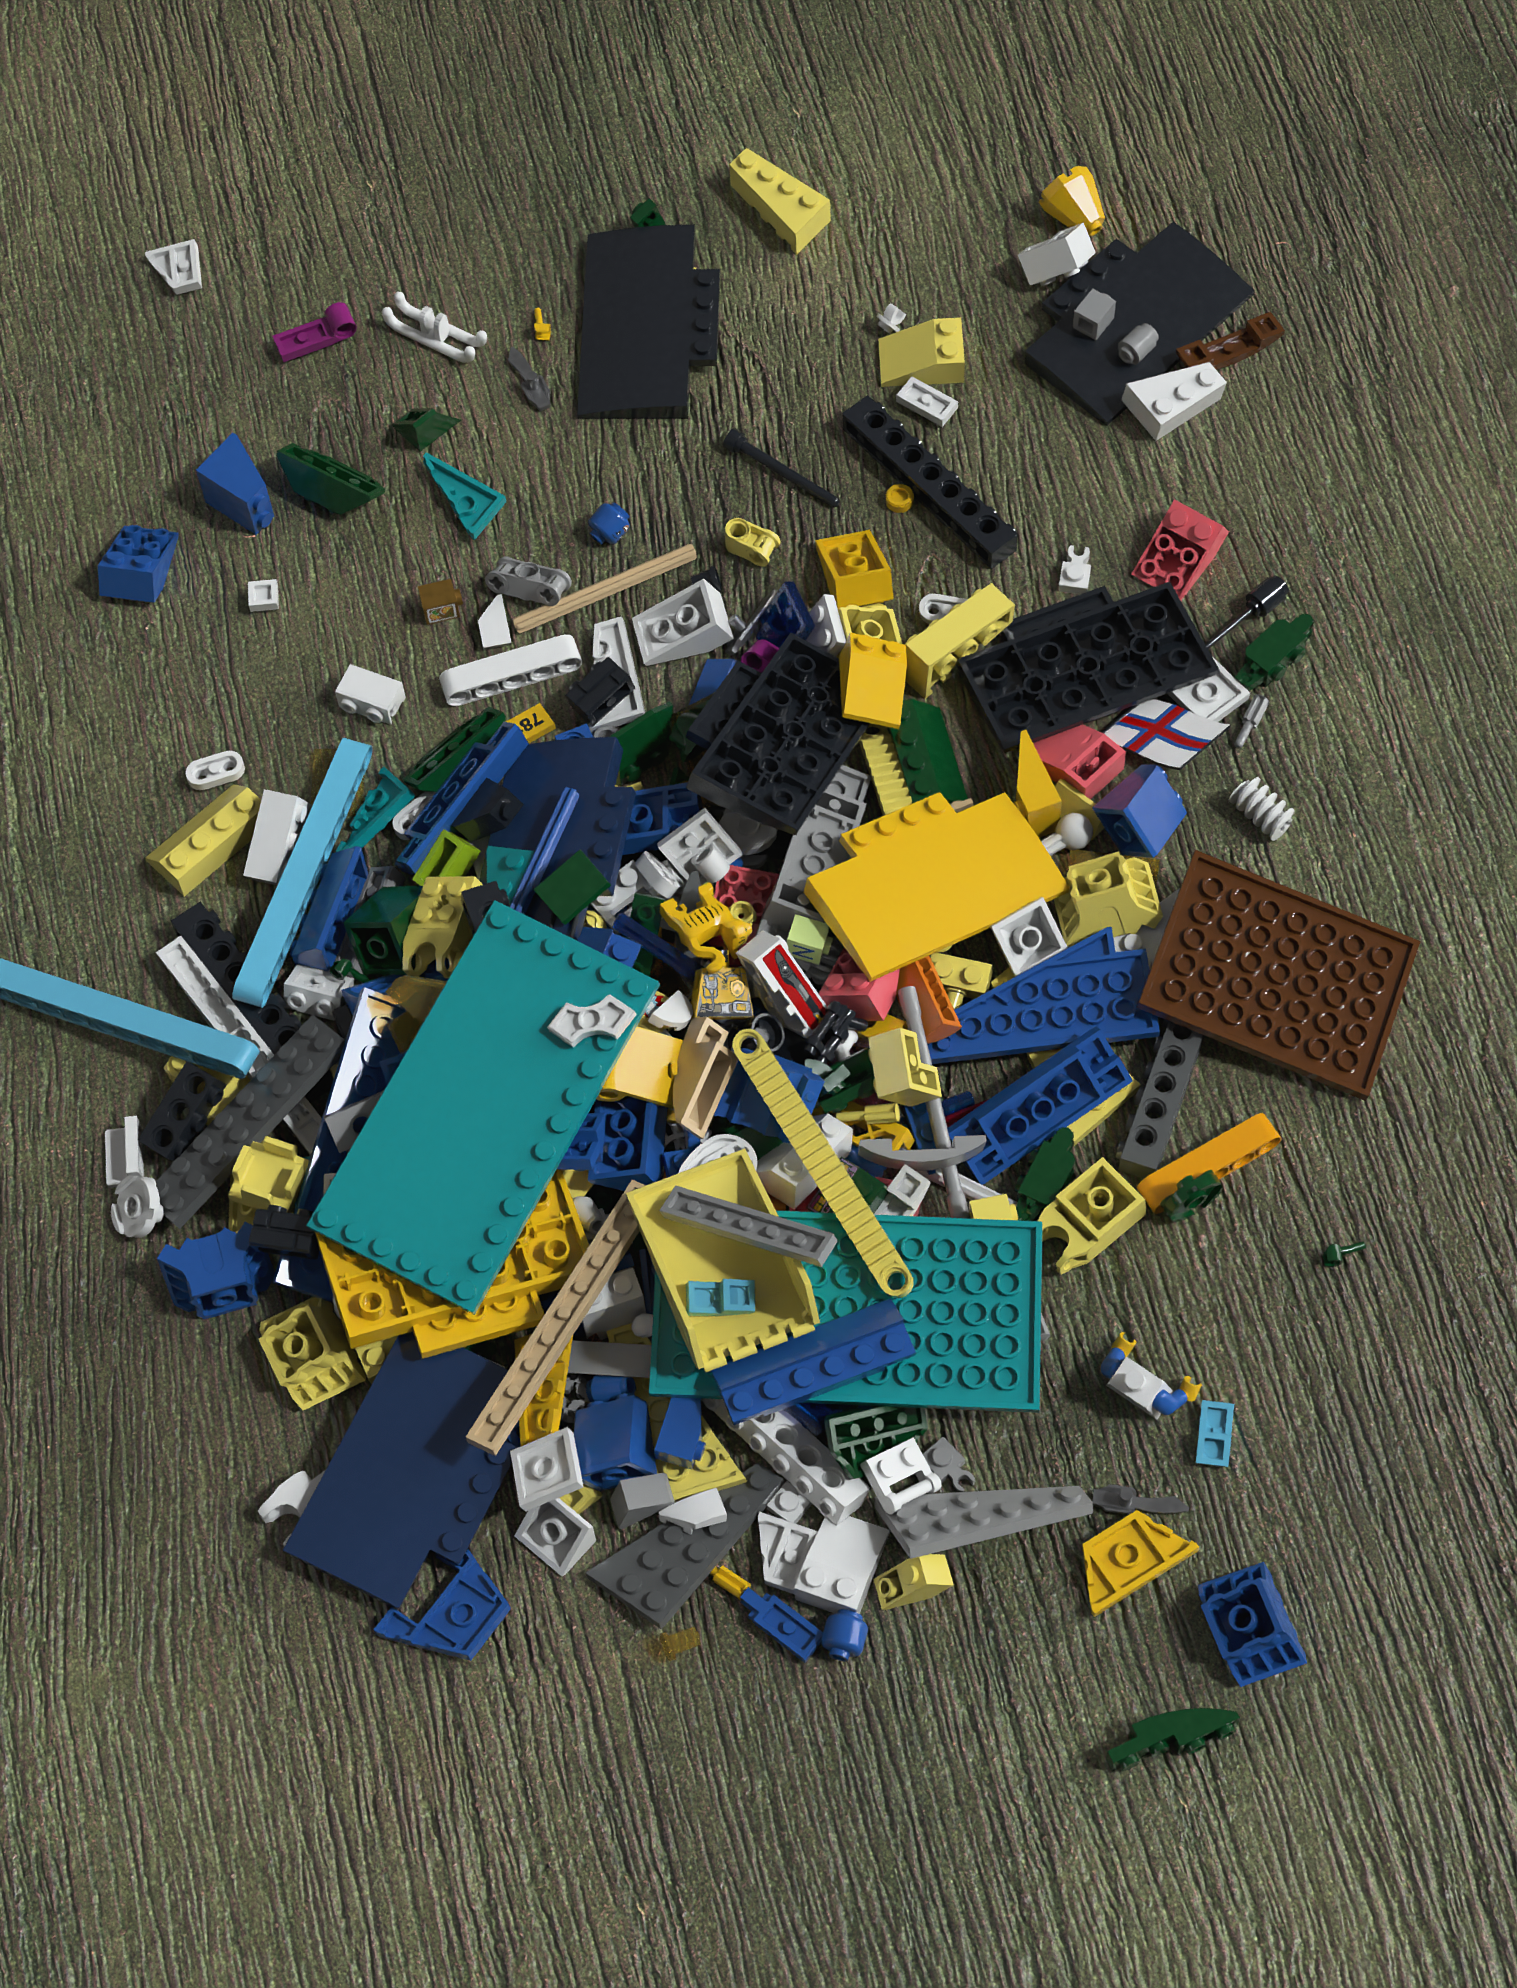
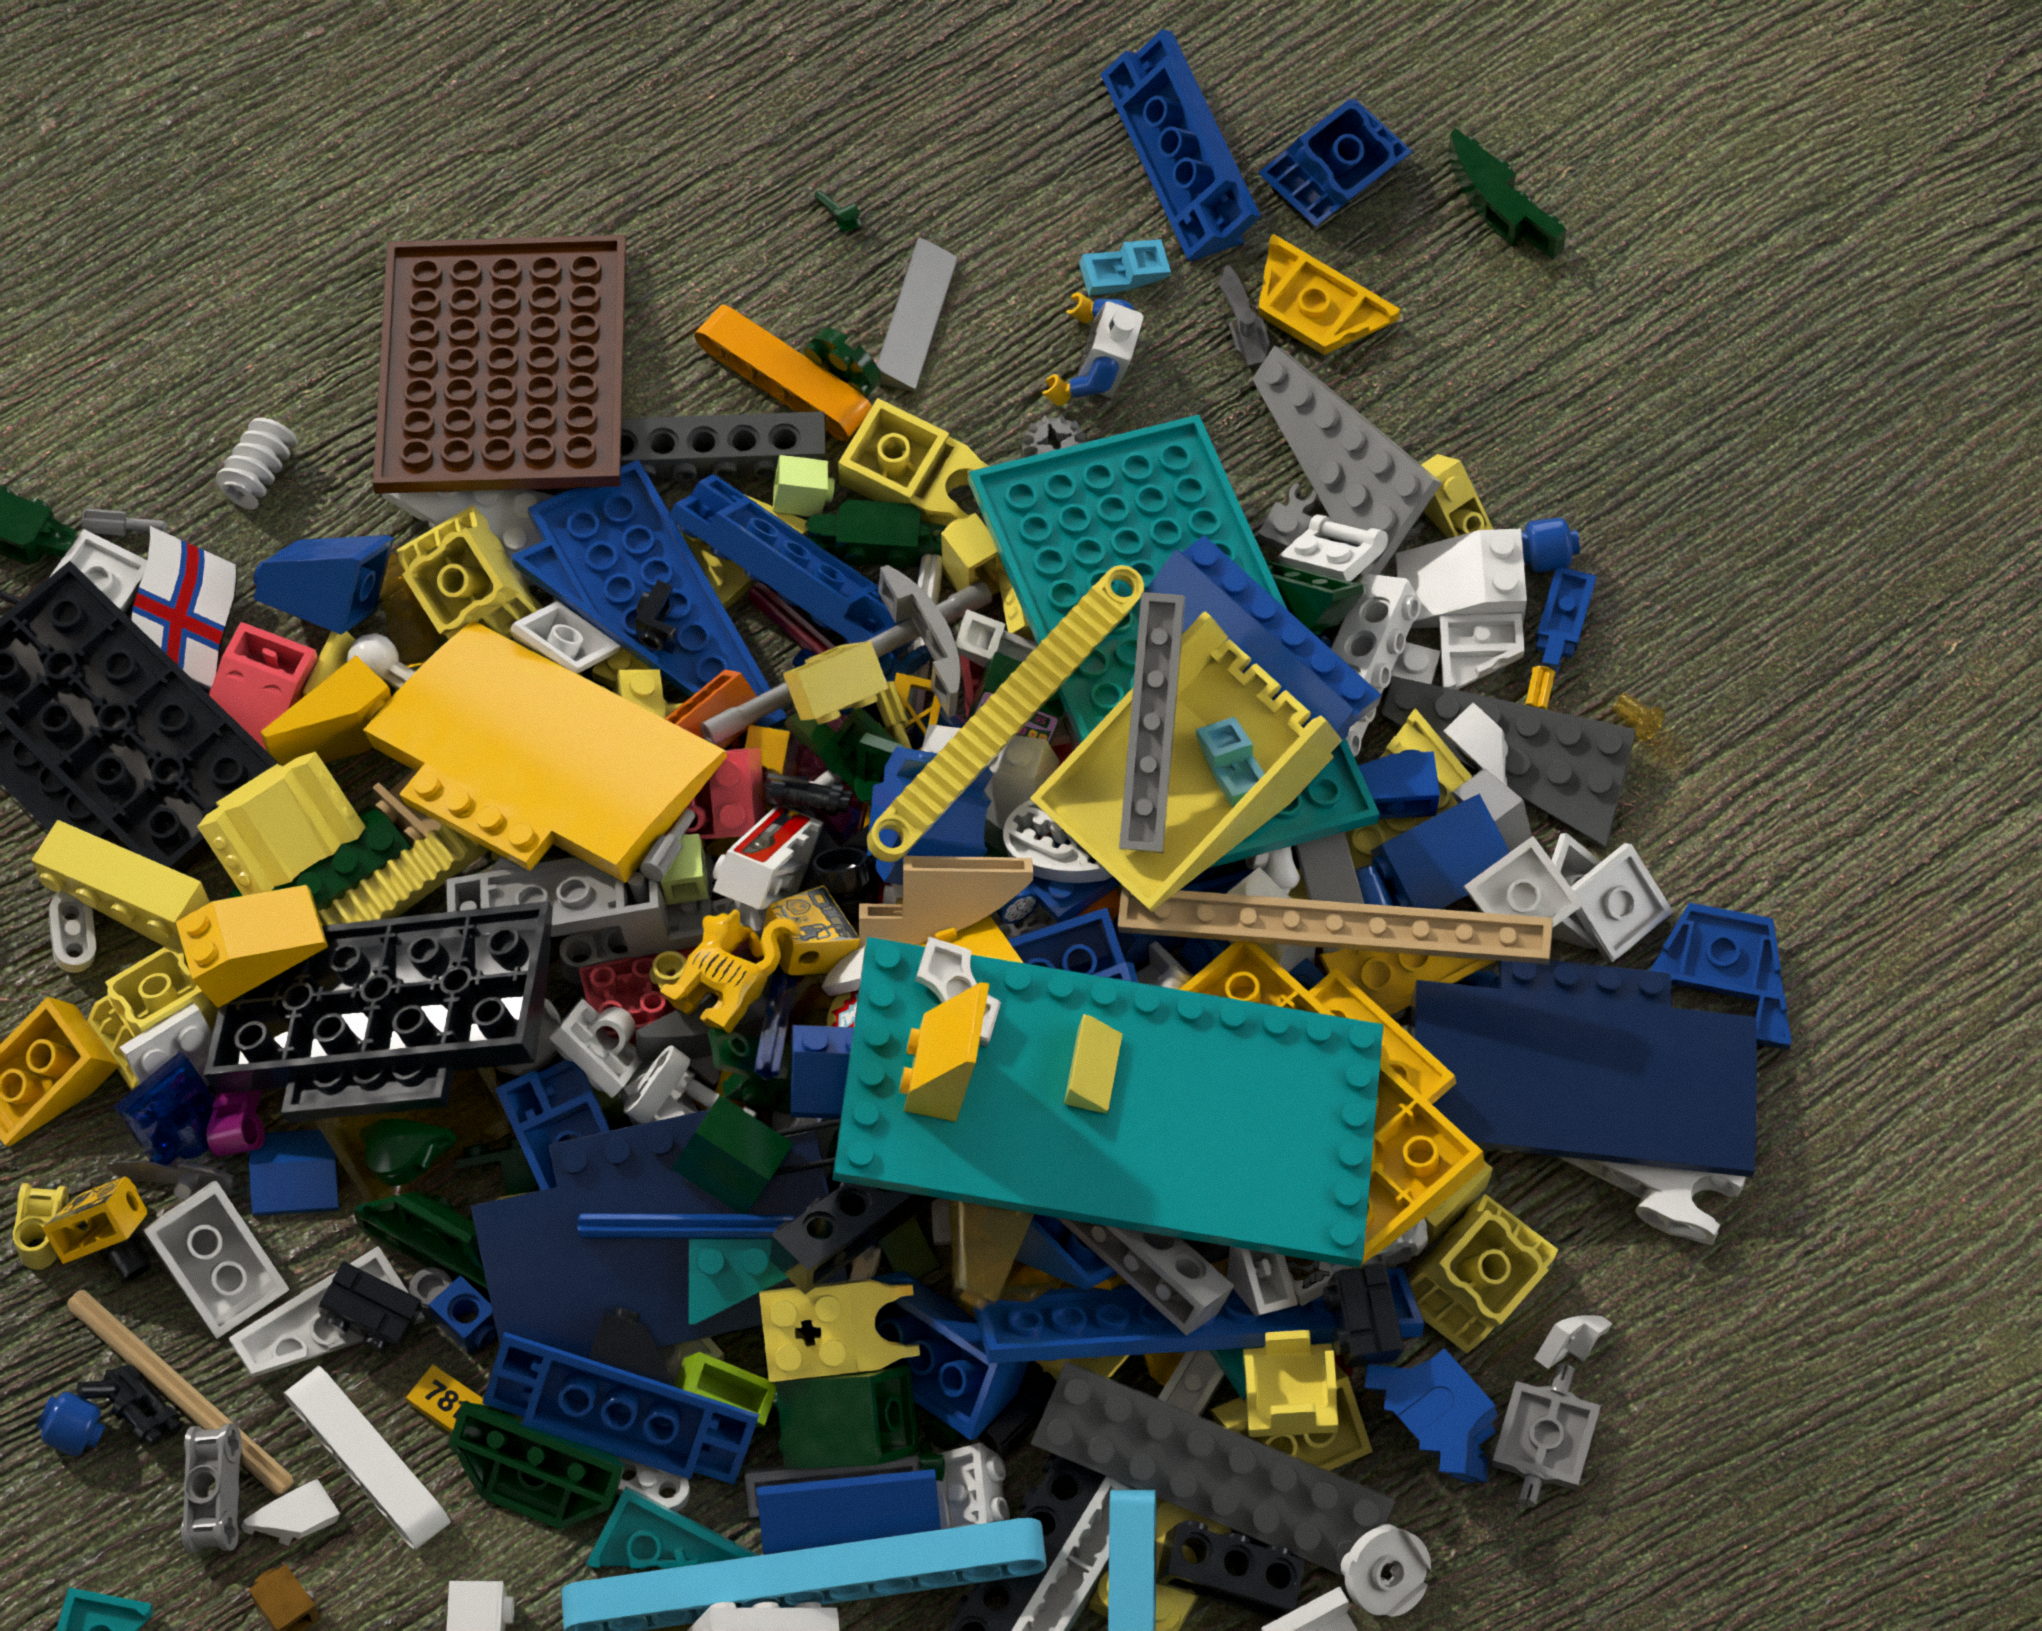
camera: 115 degrees left, 0 degrees up
(179, 1347) = (1546, 1435): none -> light grey plate
(236, 1400) = (1572, 1336): none -> white slope
(506, 1092) = (1093, 1065): none -> light yellow slope
(532, 981) = (944, 1055): none -> yellow slope
(532, 1555) = (1619, 902): none -> white plate
(617, 559) = (127, 1393): none -> black piece
(731, 566) = (111, 1217): none -> yellow torso
(815, 921) = (666, 849): none -> light grey axle
(958, 728) = (280, 824): none -> light yellow slope
(1023, 993) = (652, 613): none -> black bracket
(1066, 1335) = (1037, 436): none -> light grey gear
(1103, 1138) = (801, 486): none -> yellowish green brick
(1227, 1271) = (916, 316): none -> light grey slope
(1307, 1511) = (1181, 147): none -> blue slope

